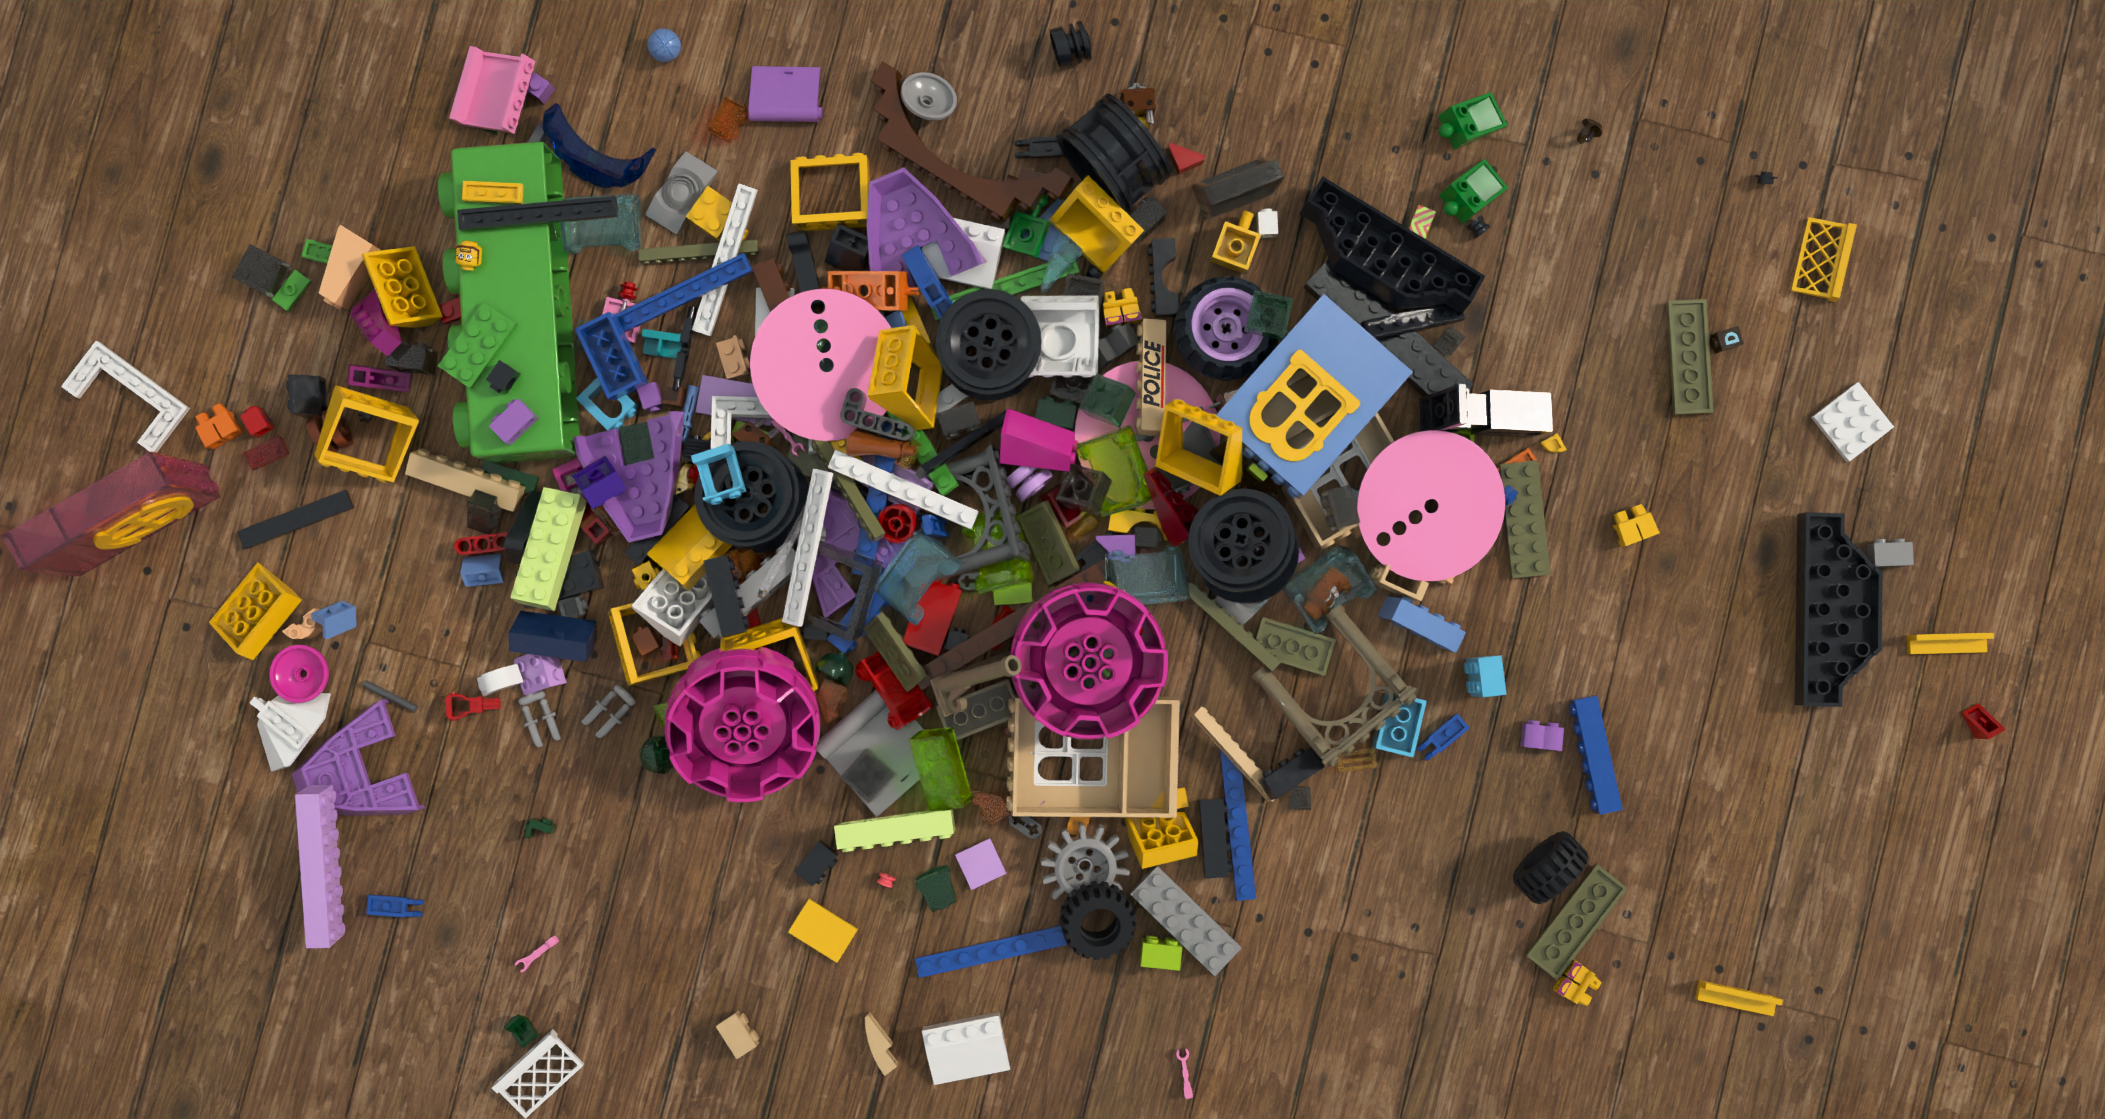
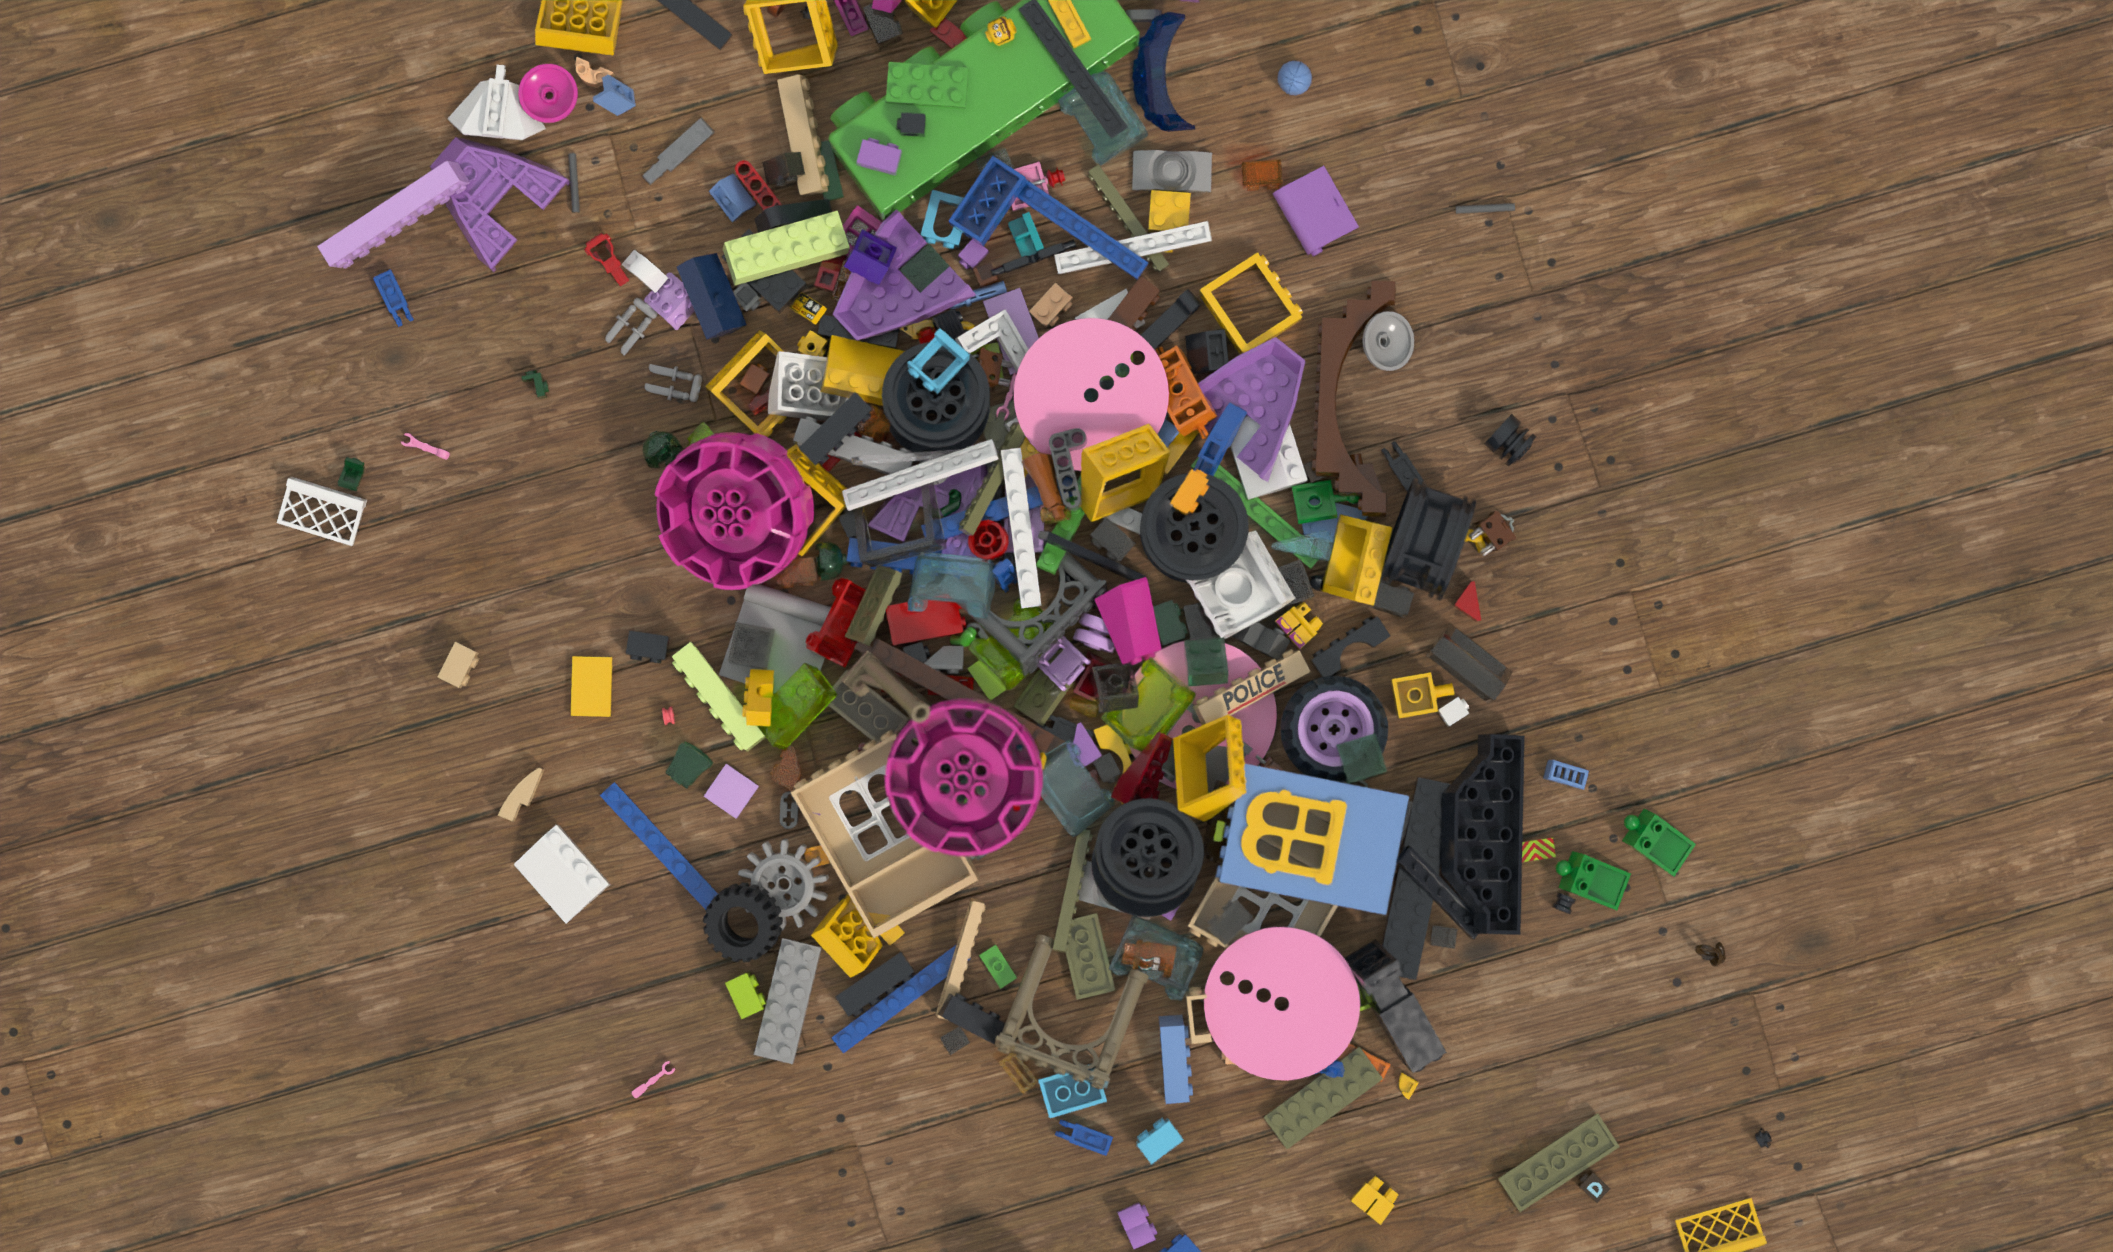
camera: 60 degrees right, 0 degrees up
(416, 591) = (679, 150): none -> flat silver piece
(613, 560) = (808, 308): none -> tile
(849, 534) = (953, 503): none -> dark green arm
(924, 801) = (758, 697): none -> yellow arch
(957, 327) = (1192, 487): none -> light orange brick
(968, 591) = (965, 639): none -> bright green arm
(977, 616) = (947, 659): none -> light grey slope
(1041, 520) = (1066, 665): none -> lavender container
(1258, 725) = (998, 966): none -> bright green plate
(1363, 172) = (1549, 772): none -> medium blue slope

